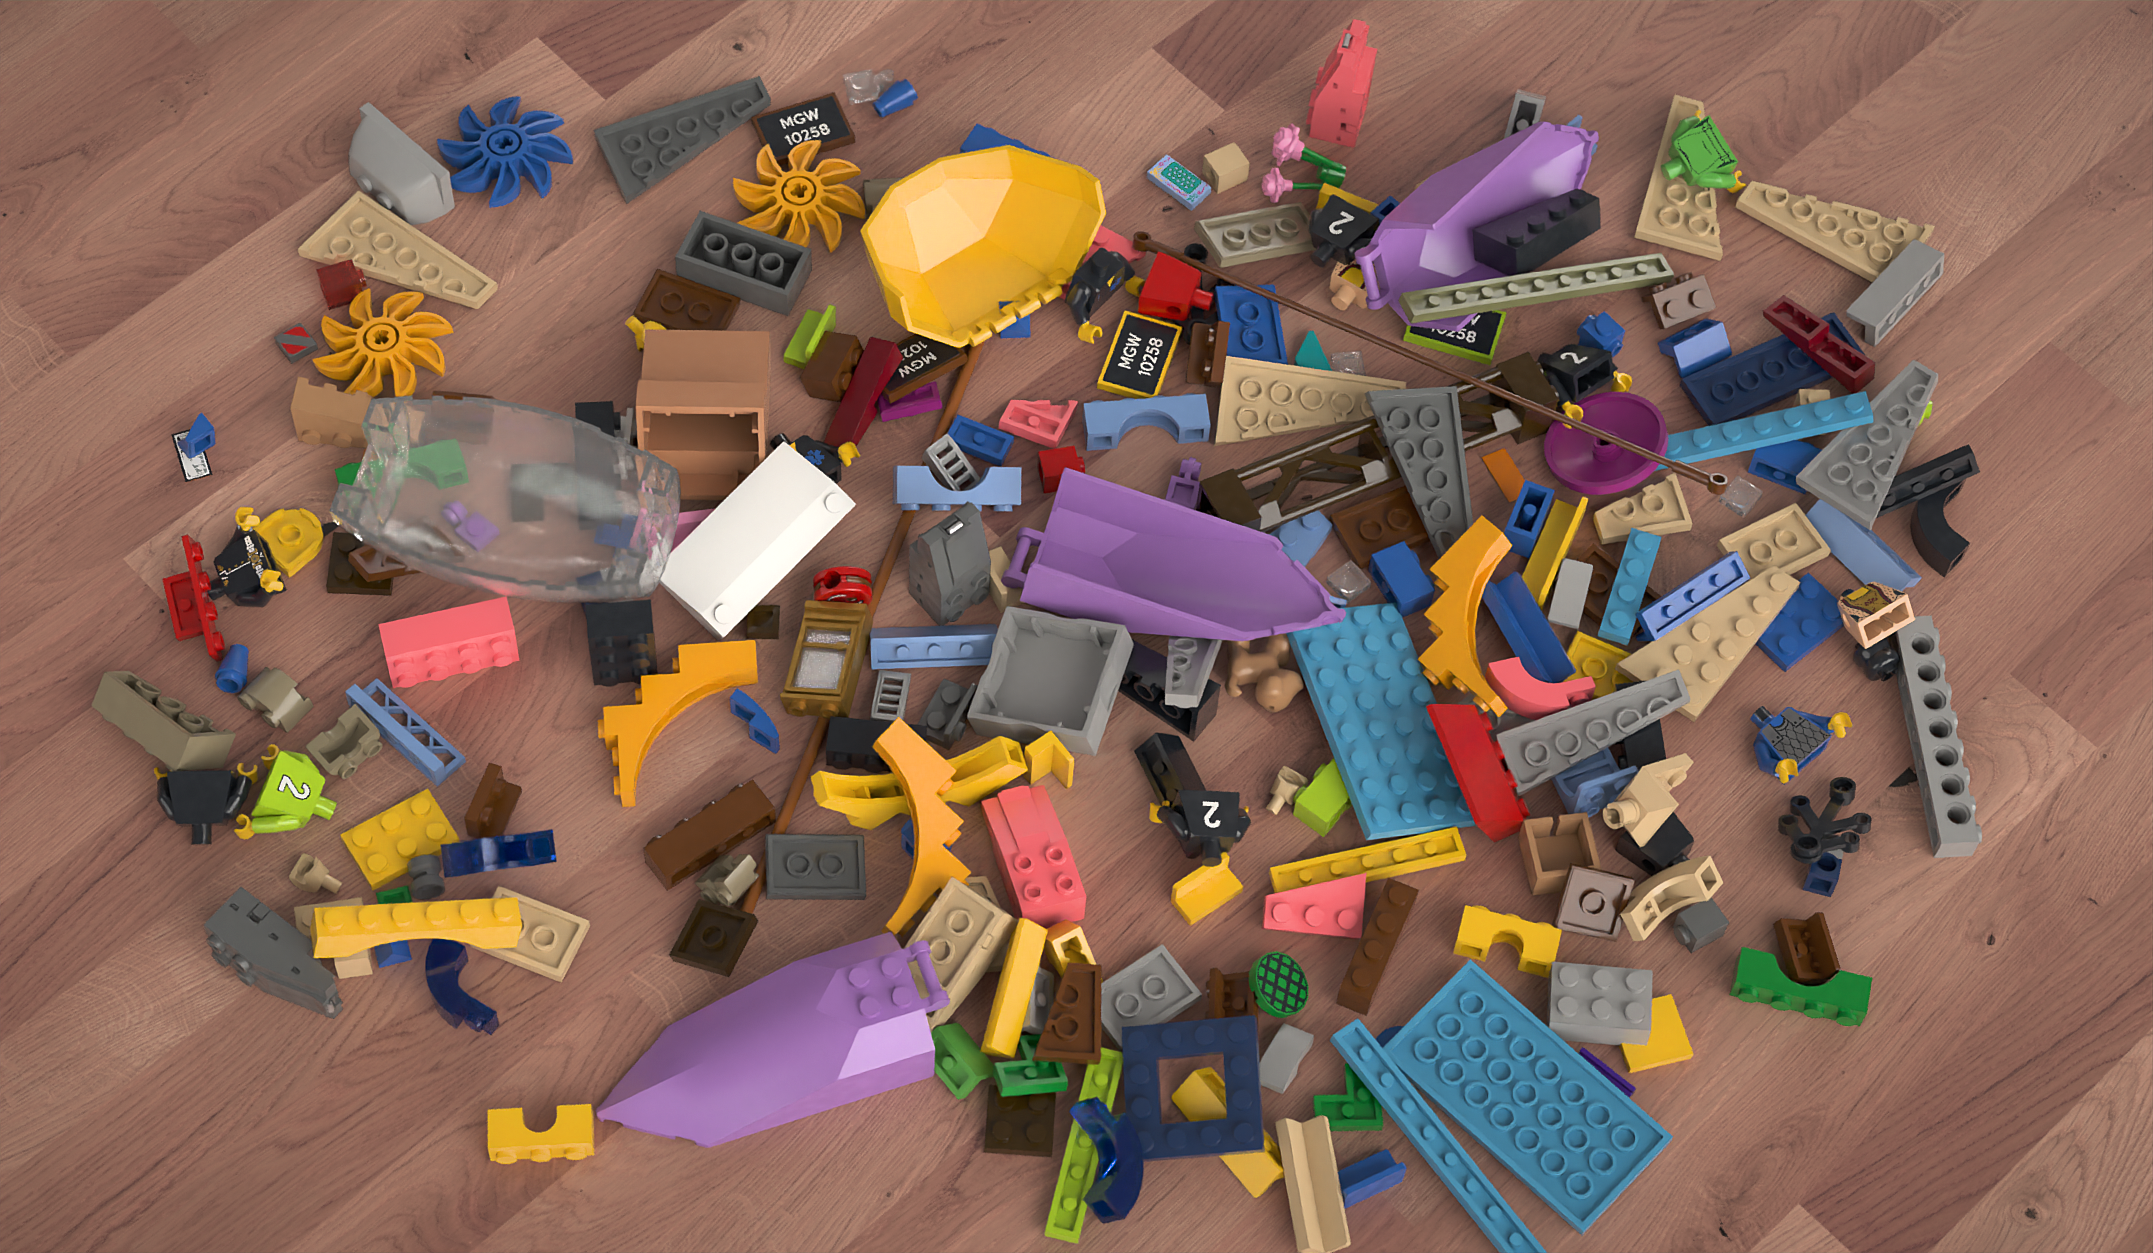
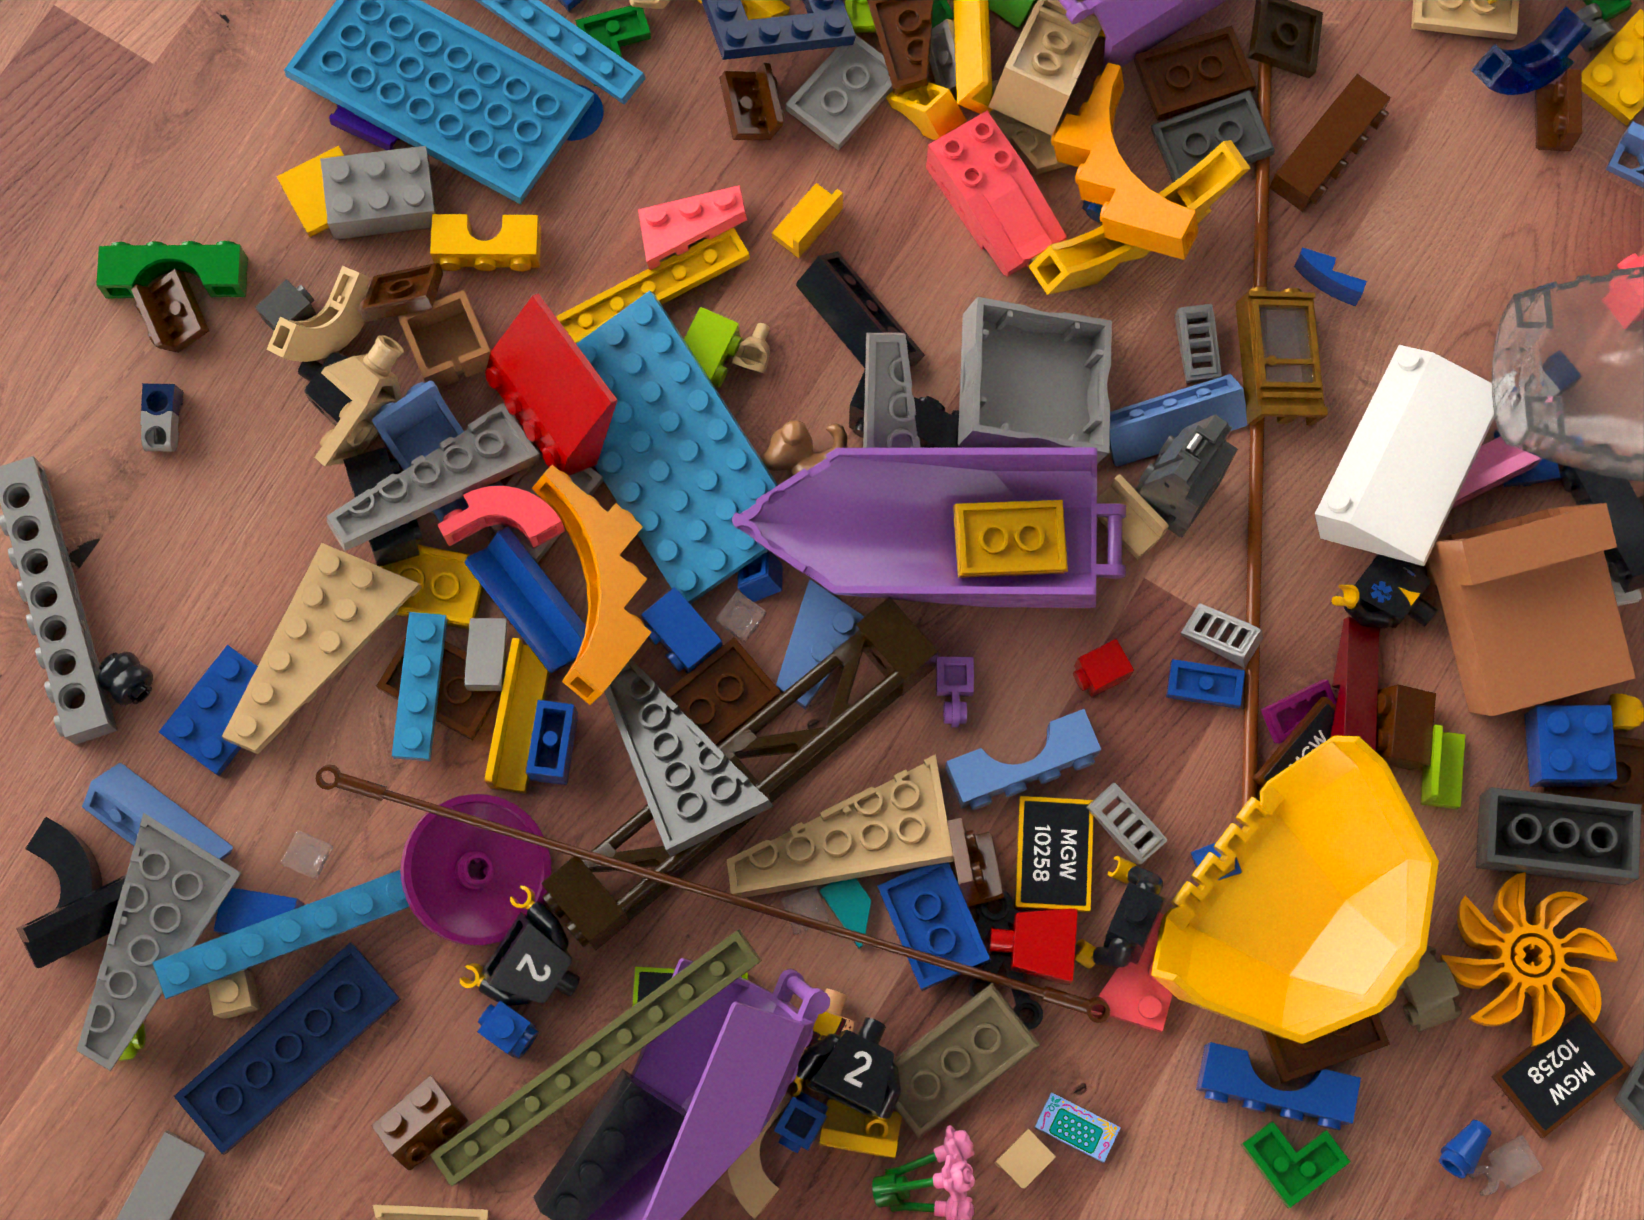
camera: 170 degrees right, 15 degrees up
(621, 641) = (1491, 287): black brick -> none
(696, 674) = (1451, 234): light orange arch -> none
(710, 305) = (1570, 746): none -> blue brick
(727, 879) = (1295, 96): dark tan cylinder -> none
(763, 622) = (1359, 392): dark brown plate -> none
(805, 927) = (1194, 72): none -> reddish brown plate
(843, 584) = (1293, 441): red head -> none
(852, 742) = (1194, 281): black brick -> none
(917, 487) = (1248, 583): medium blue arch -> none
(948, 713) = (1134, 344): dark grey bracket -> none
(1026, 115) = (1293, 1172): none -> green plate
(1038, 420) = (1145, 730): coral wing -> none
(1048, 755) = (1022, 292): yellow panel -> none
(1071, 340) = (1156, 838): none -> light grey slope
(1114, 564) = (1010, 538): none -> yellow tile
(1204, 822) = (825, 262): black torso -> none
(1278, 984) = (710, 130): tile -> none
(1283, 1056) = (688, 64): light grey slope -> none
(1377, 946) = (618, 198): reddish brown brick -> none
(1505, 473) = (586, 815): orange sticker -> none
(1655, 510) = (433, 782): tan wing -> none
(1692, 597) = (344, 686): panel -> none
(1697, 346) = (389, 1059): panel -> none
(1778, 540) = (258, 797): tan plate -> none
(1793, 739) = (212, 546): torso -> none
(1810, 847) = (167, 446): black plant -> none
(1813, 337) = (235, 1094): dark red slope -> none
(1874, 612) = (134, 715): light nougat torso -> none

